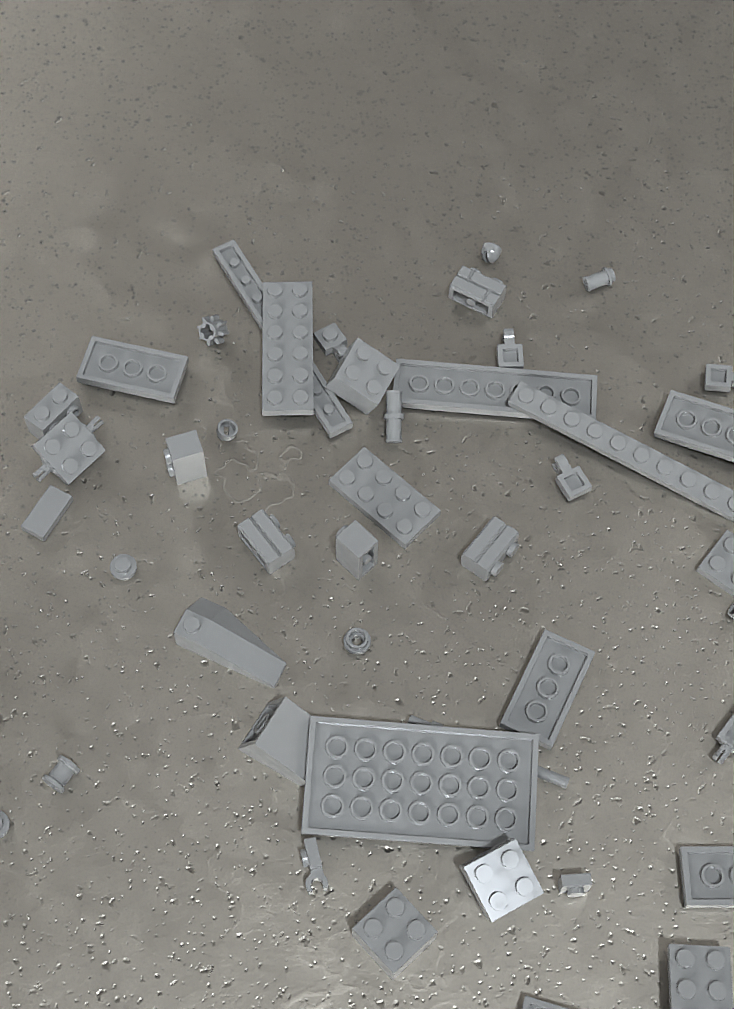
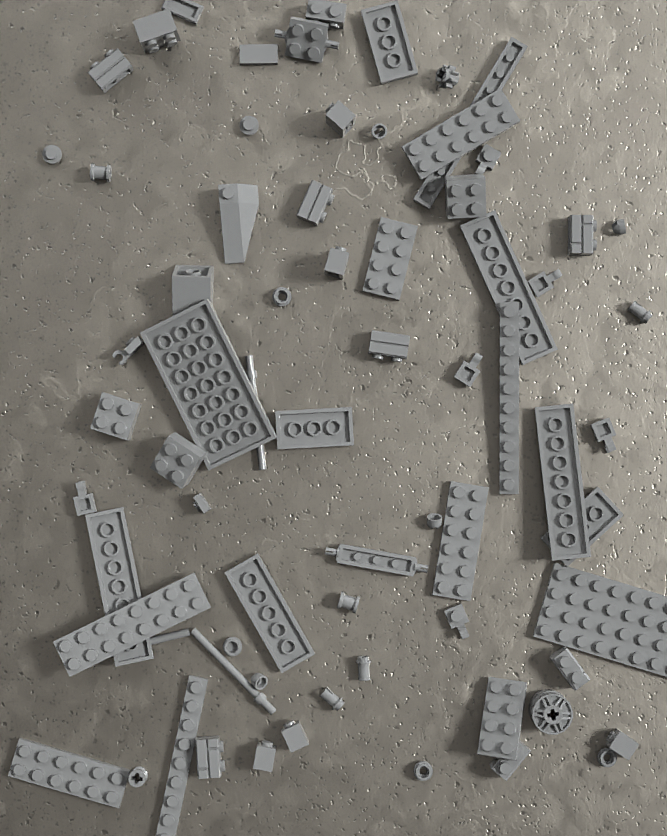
camera: 65 degrees right, 25 degrees up
(393, 416) = (448, 233): light grey pin -> none

